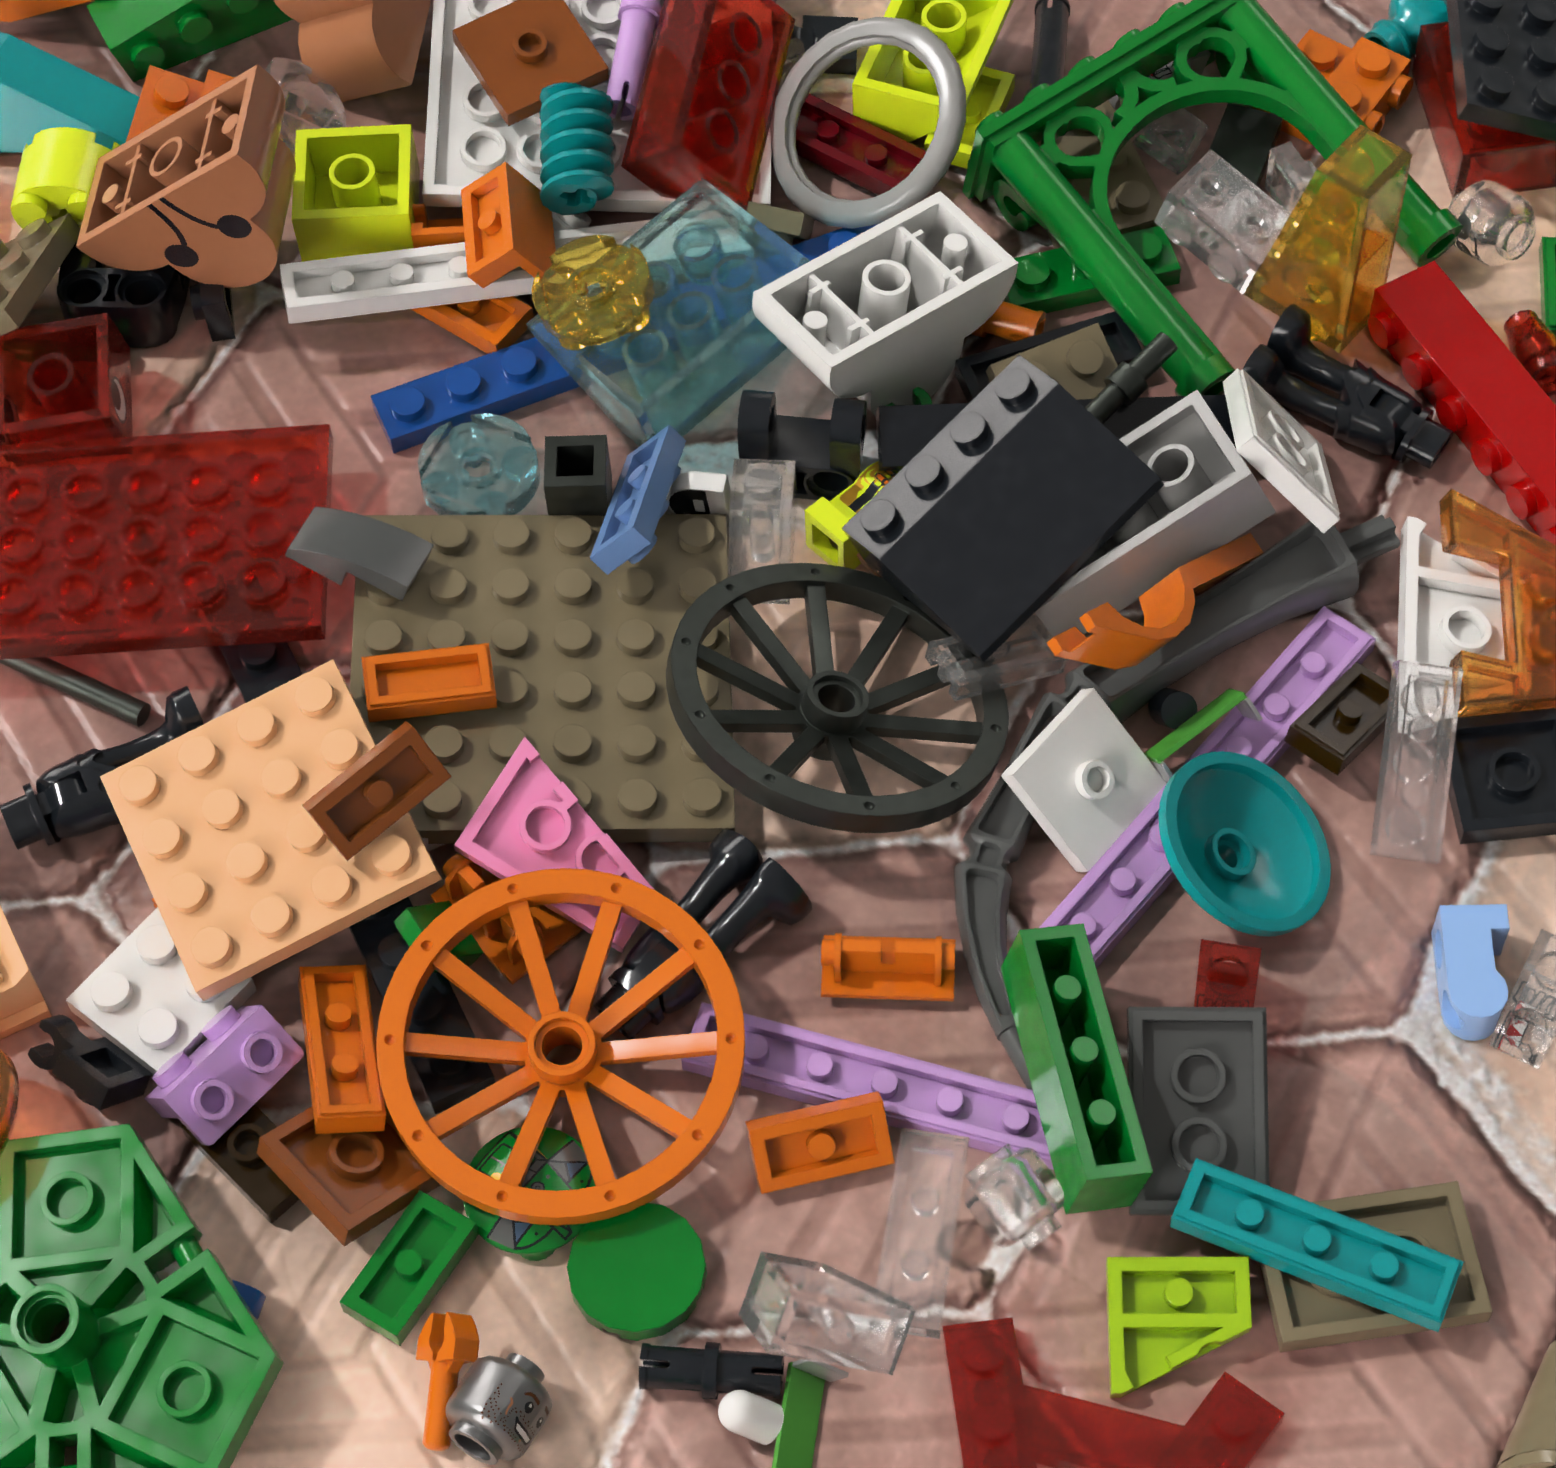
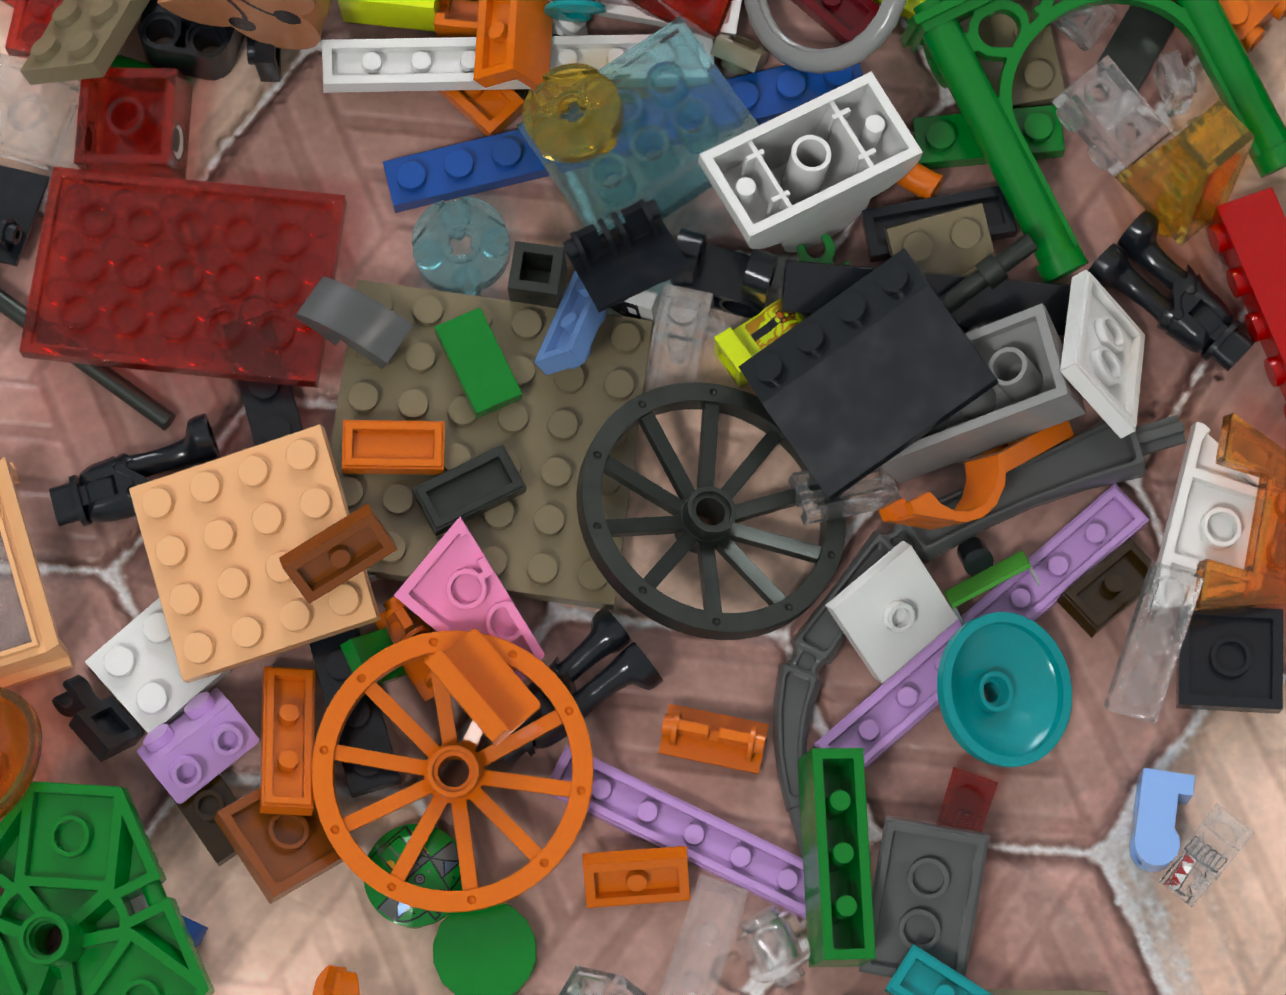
camera: 10 degrees right, 15 degrees up
(409, 1267) = (317, 923): green plate -> none
(520, 577) = (478, 362): none -> green tile
(538, 709) = (469, 489): none -> pearl dark grey tile
(584, 928) = (484, 686): none -> orange panel
(691, 423) = (626, 257): none -> black hinge

